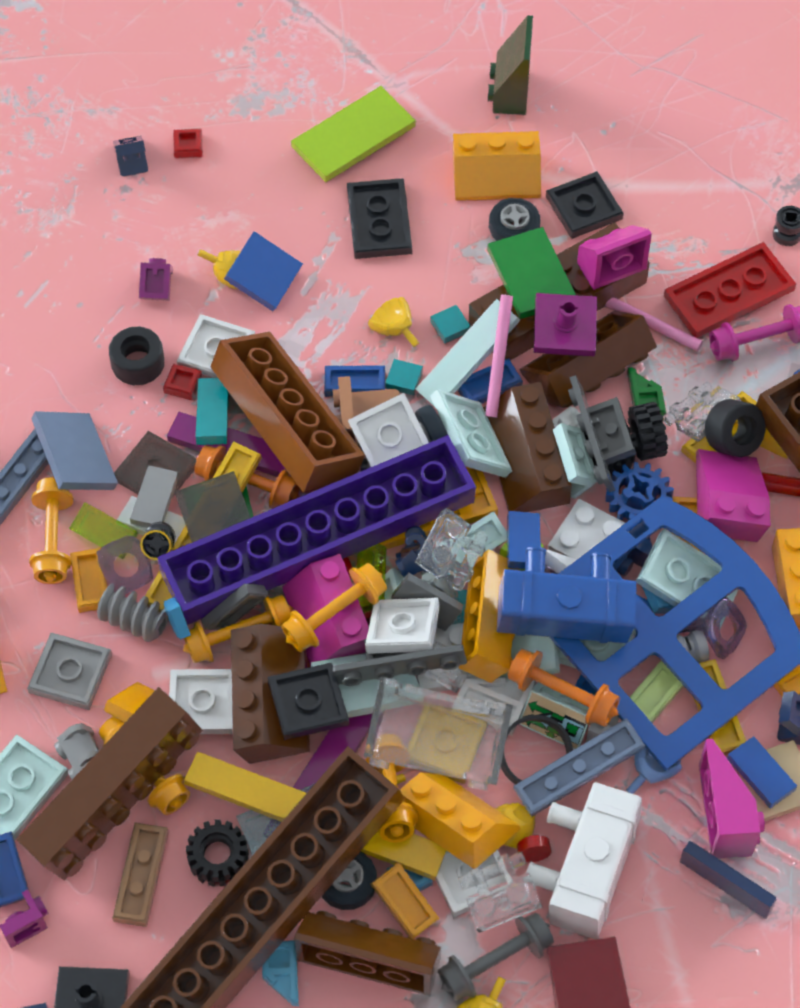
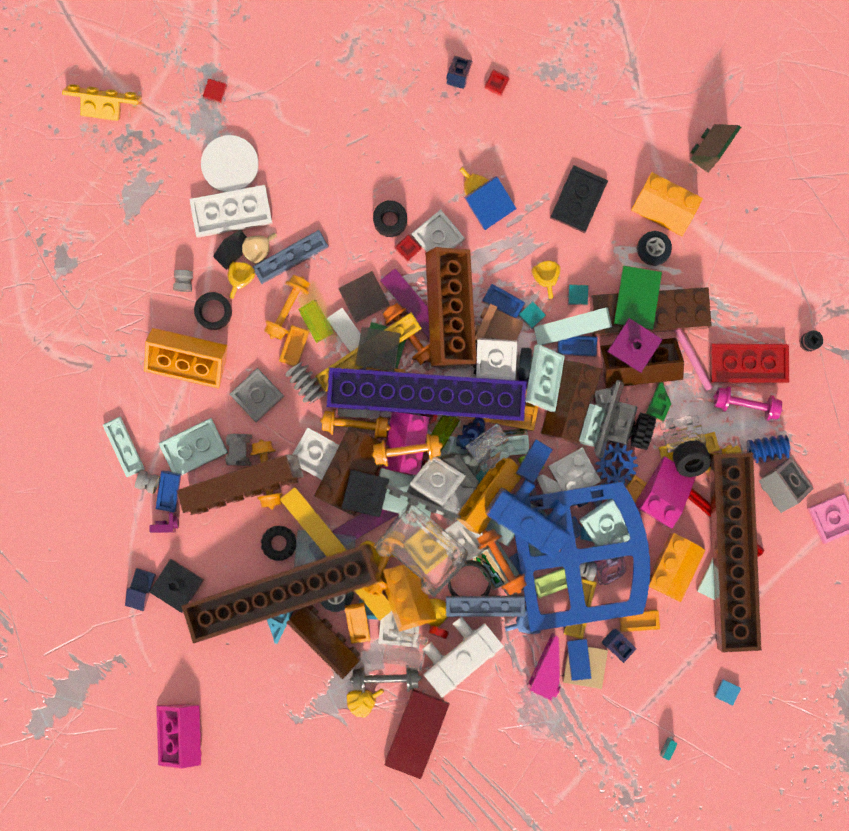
camera: 25 degrees right, 25 degrees up
(74, 451) = (323, 264): sand blue tile -> none
(111, 551) = (304, 348): piece -> none
(128, 701) = (278, 438): light orange tile -> none
(140, 874) = (235, 531): medium nougat tile -> none
(154, 496) = (352, 318): light grey tile -> none
(155, 280) = (427, 172): magenta bracket -> none
(155, 546) = (339, 348): black wheel -> none
(176, 618) = (322, 405): dark azure tile -> none
(212, 412) = (411, 282): teal tile -> none
(353, 133) = (597, 132): lime tile -> none
(499, 356) = (587, 341): bright pink bar -> none
(584, 204) = (703, 257): black tile -> none
(614, 255) = (690, 315): dark pink slope -> none
(728, 879) = (526, 705): dark blue tile -> none

